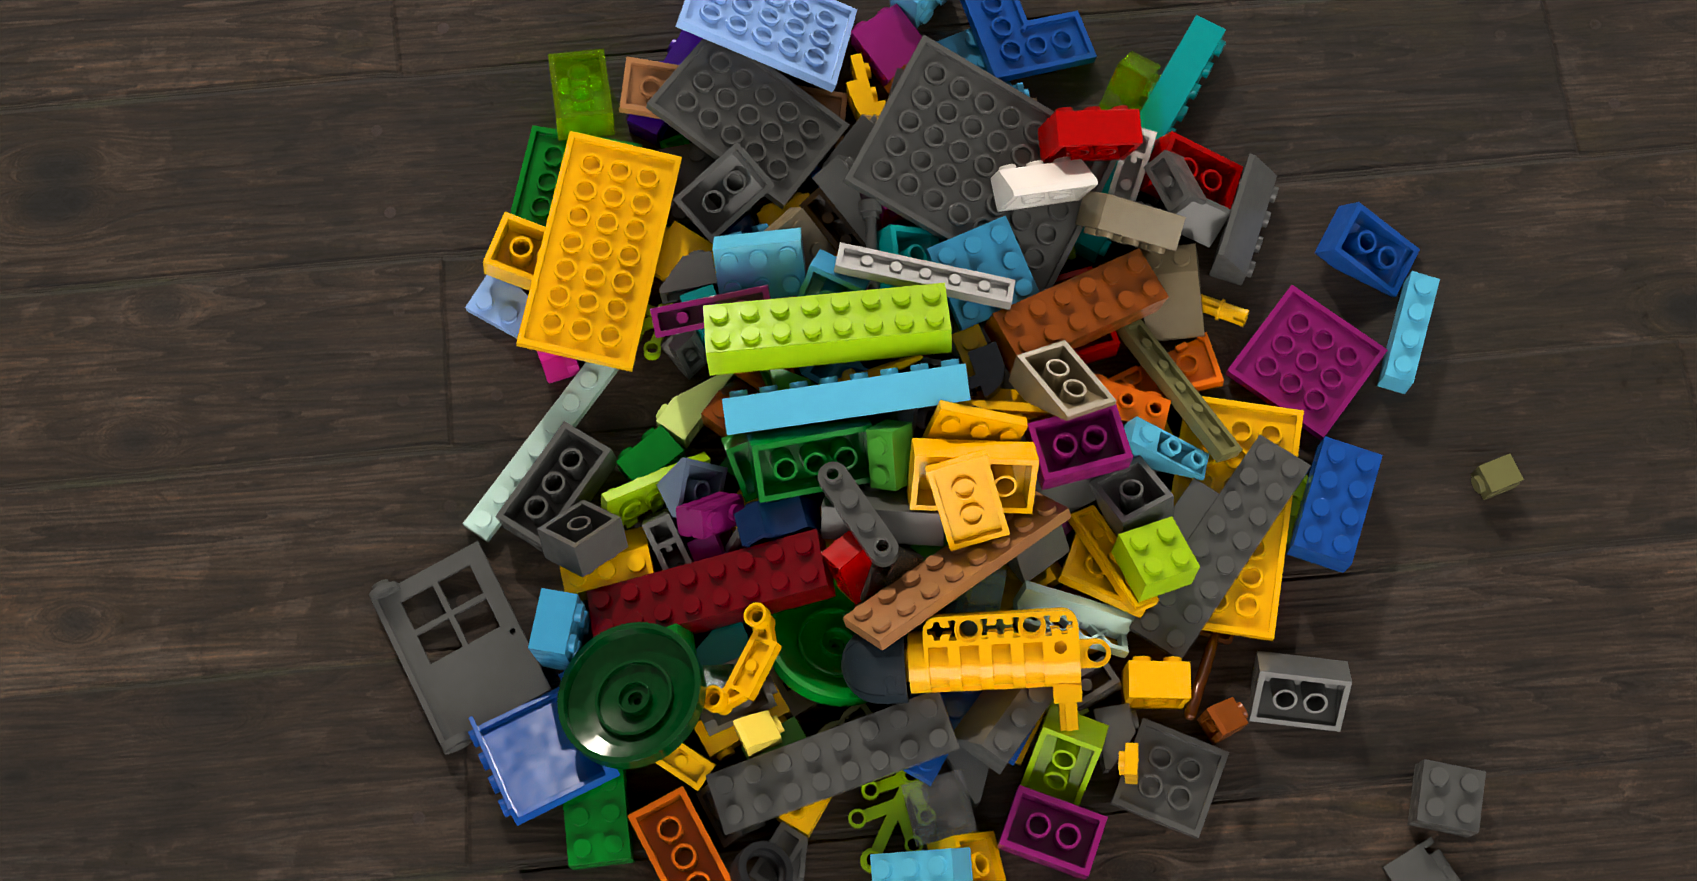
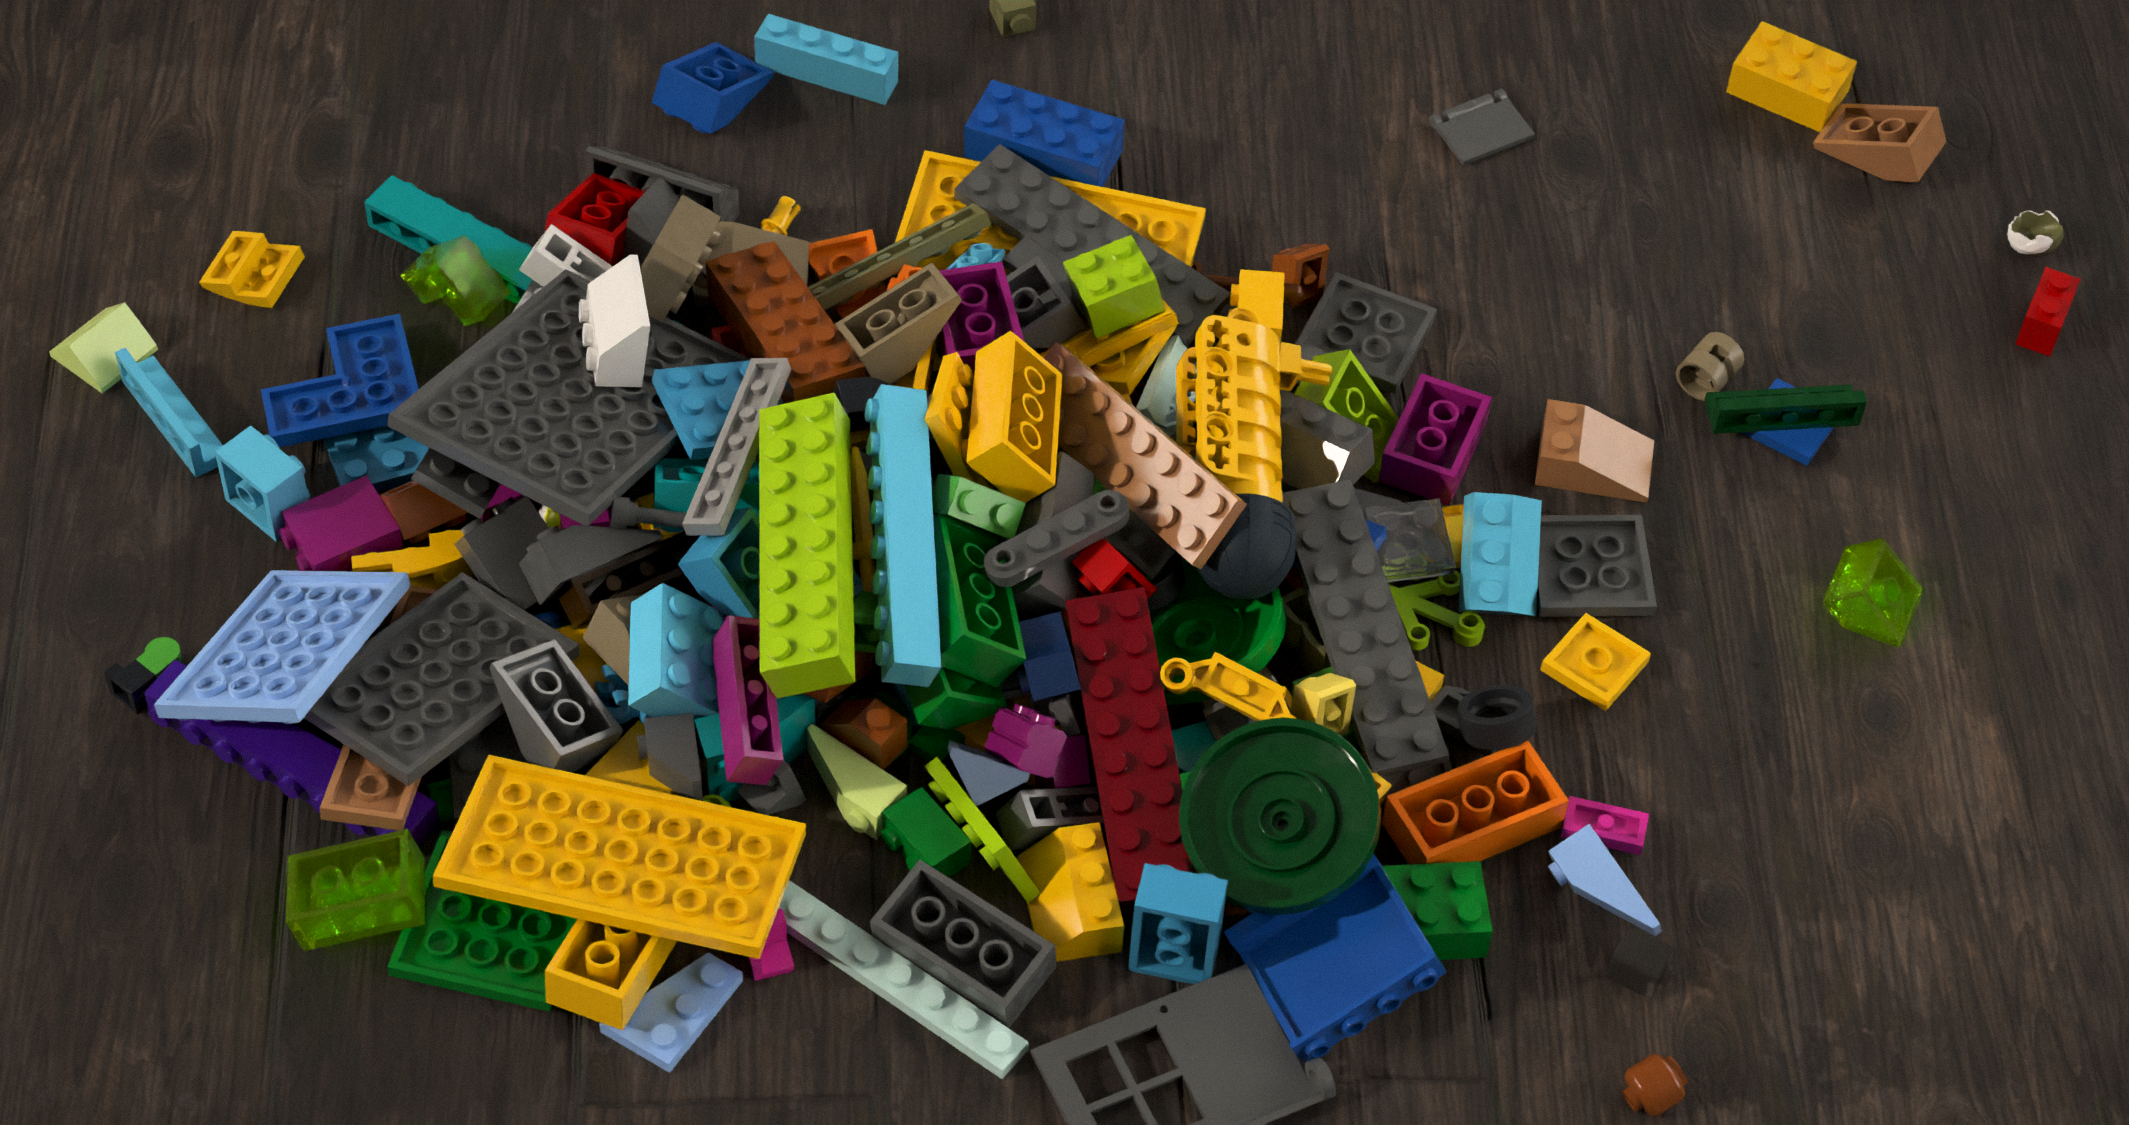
camera: 90 degrees left, 20 degrees down
(582, 538) = (1049, 890): dark grey brick -> none
(967, 500) = (1053, 411): yellow plate -> none
(1090, 134) = (555, 271): red brick -> none
(1129, 762) = (1361, 336): yellow plate -> none
(1174, 181) = (625, 213): dark grey panel -> none
(1299, 691) = (1261, 202): dark grey slope -> none
(1306, 361) = (848, 157): magenta plate -> none
(1446, 798) = (1388, 92): dark grey brick -> none

